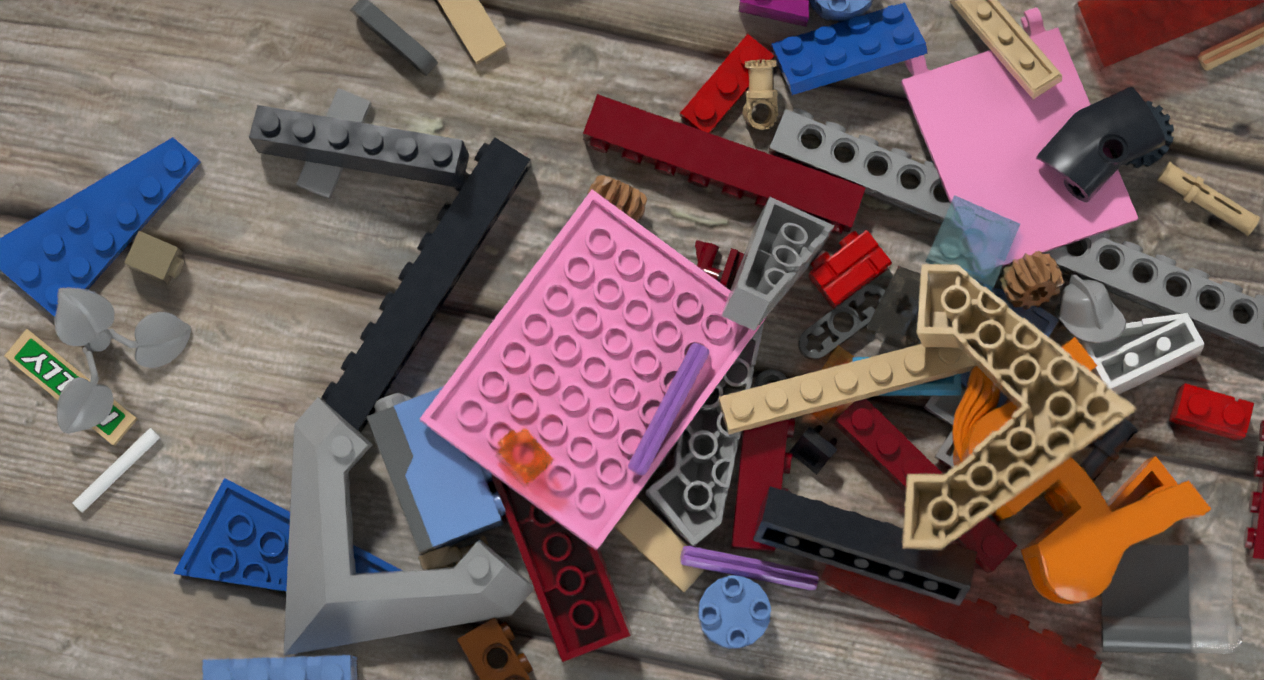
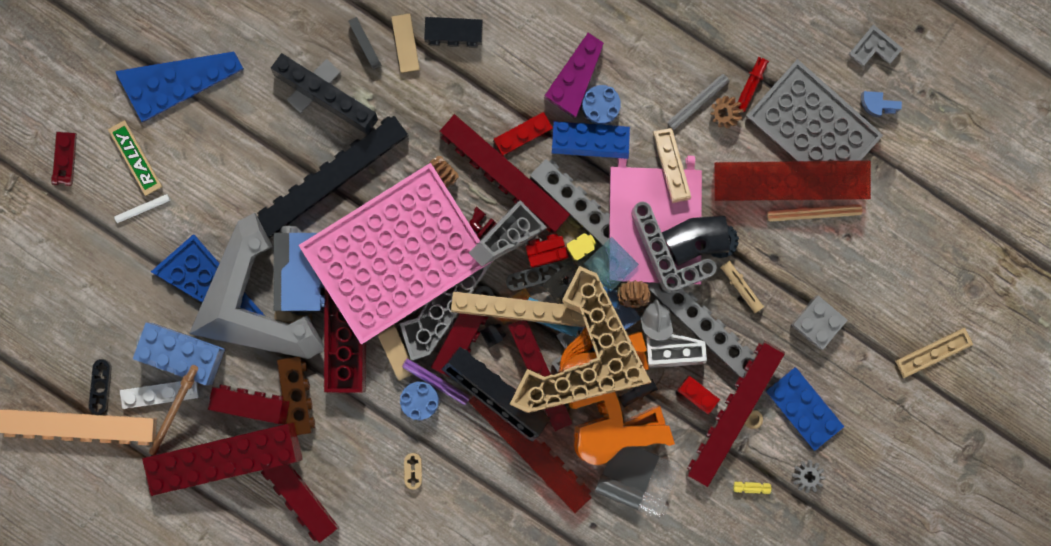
camera: 25 degrees right, 5 degrees up
(85, 320) = (154, 132): light grey plant -> none
(154, 258) = (201, 109): dark tan brick -> none
(524, 473) = (349, 290): clear orange brick -> none
(668, 409) = (424, 288): medium lavender axle -> none
(761, 91) = (537, 144): tan connector -> none
(907, 235) = (581, 246): none -> light yellow brick
(1057, 189) = (664, 254): none -> light grey beam

